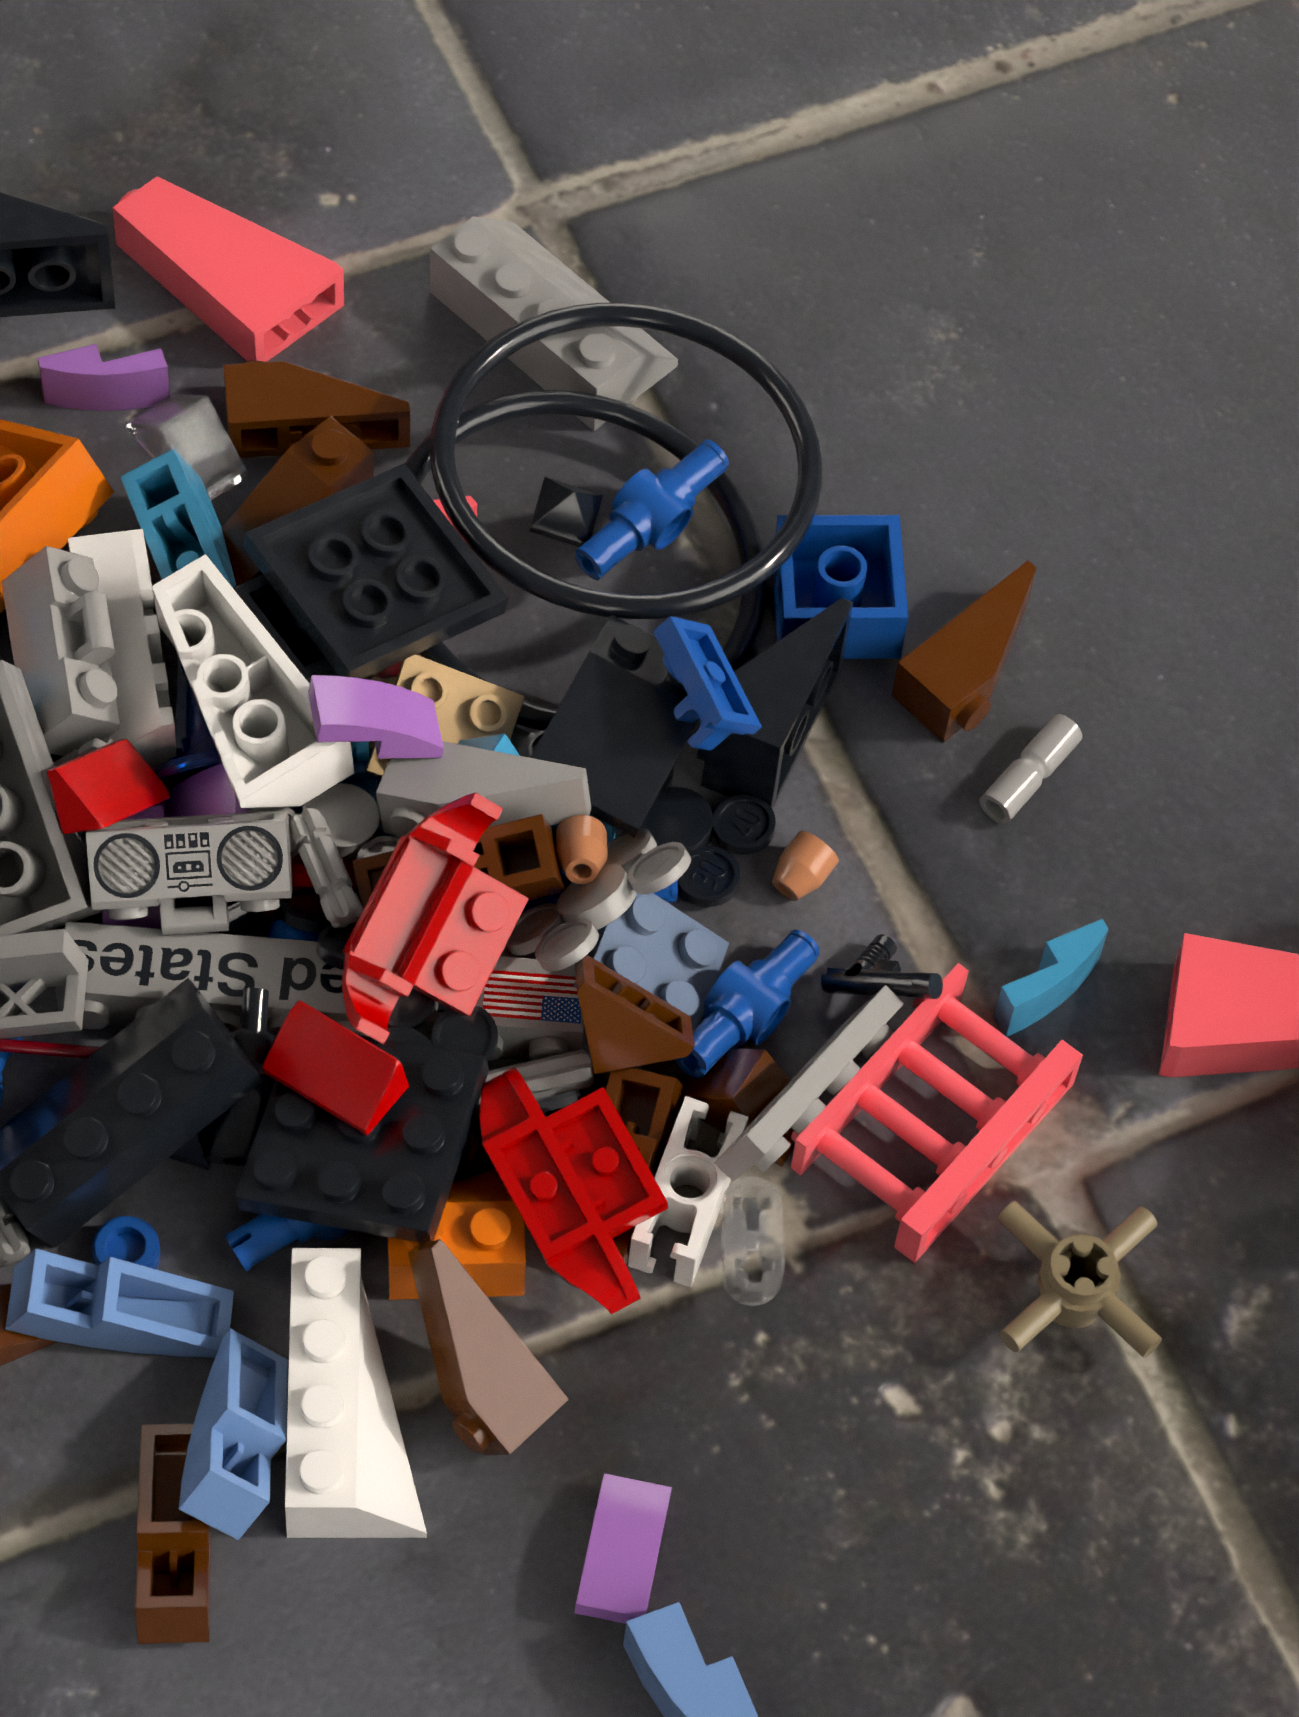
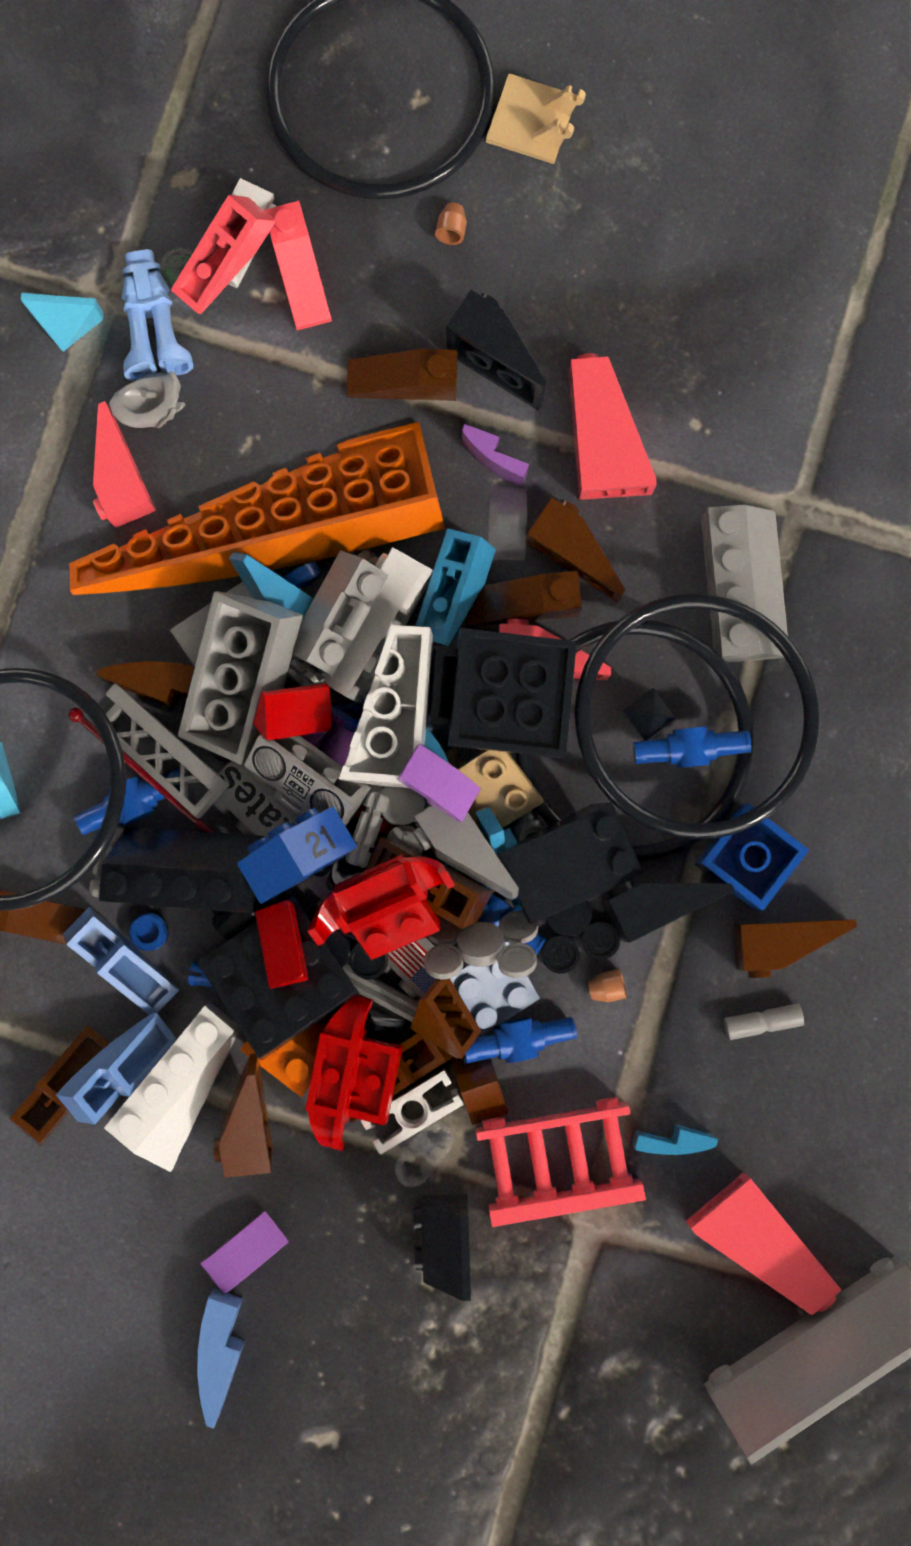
camera: 45 degrees right, 25 degrees up
(258, 934) = (295, 852): none -> blue brick
(581, 848) = (494, 914): nougat hose -> none
(712, 687) = (619, 884): blue plate -> none
(799, 1101) = (503, 1113): light grey plate -> none
(876, 970) = (591, 1076): black hose -> none
(884, 1288) = (445, 1244): none -> black slope
(1092, 1294) = (548, 1316): dark tan bar -> none

